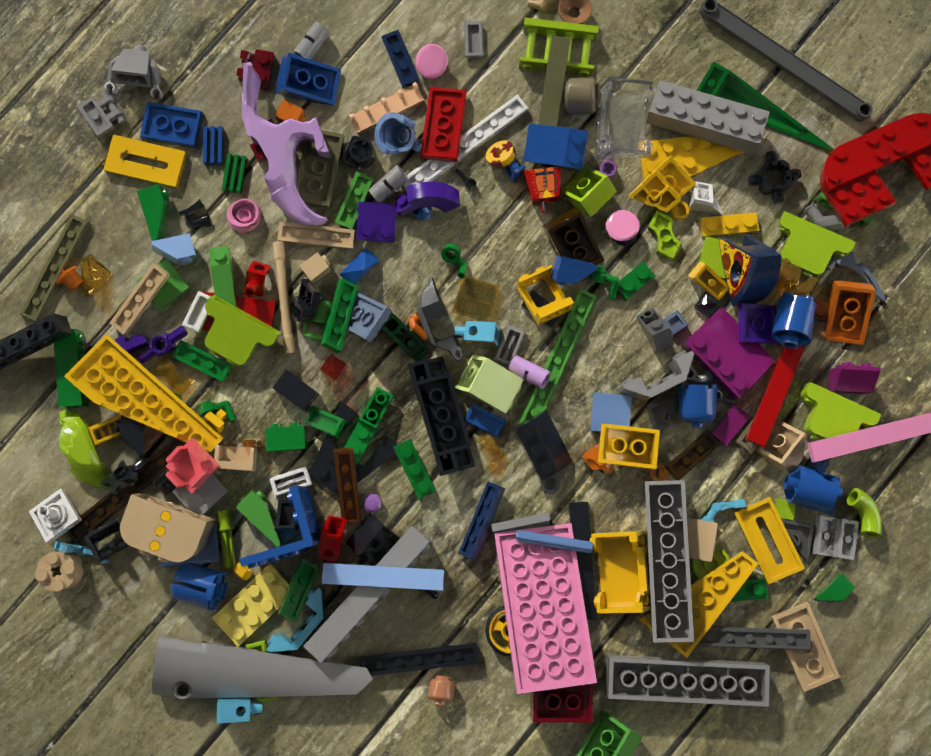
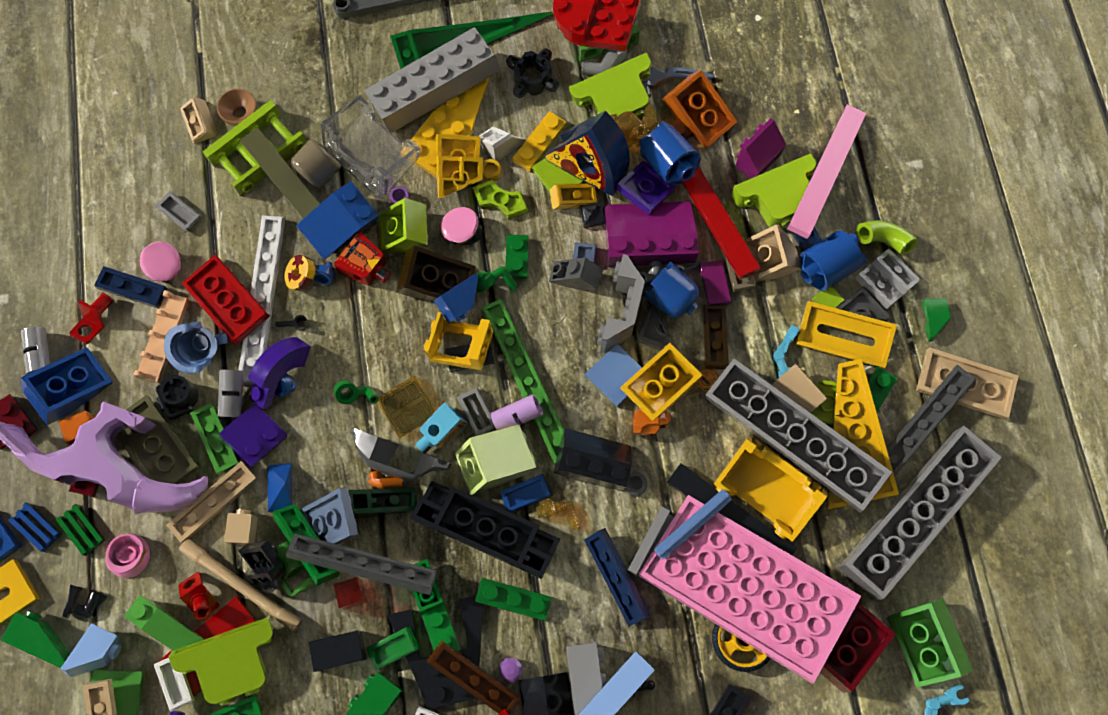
camera: 50 degrees left, 10 degrees down
(356, 360) = (361, 564): none -> dark grey tile
(360, 54) = (91, 318): none -> red bracket

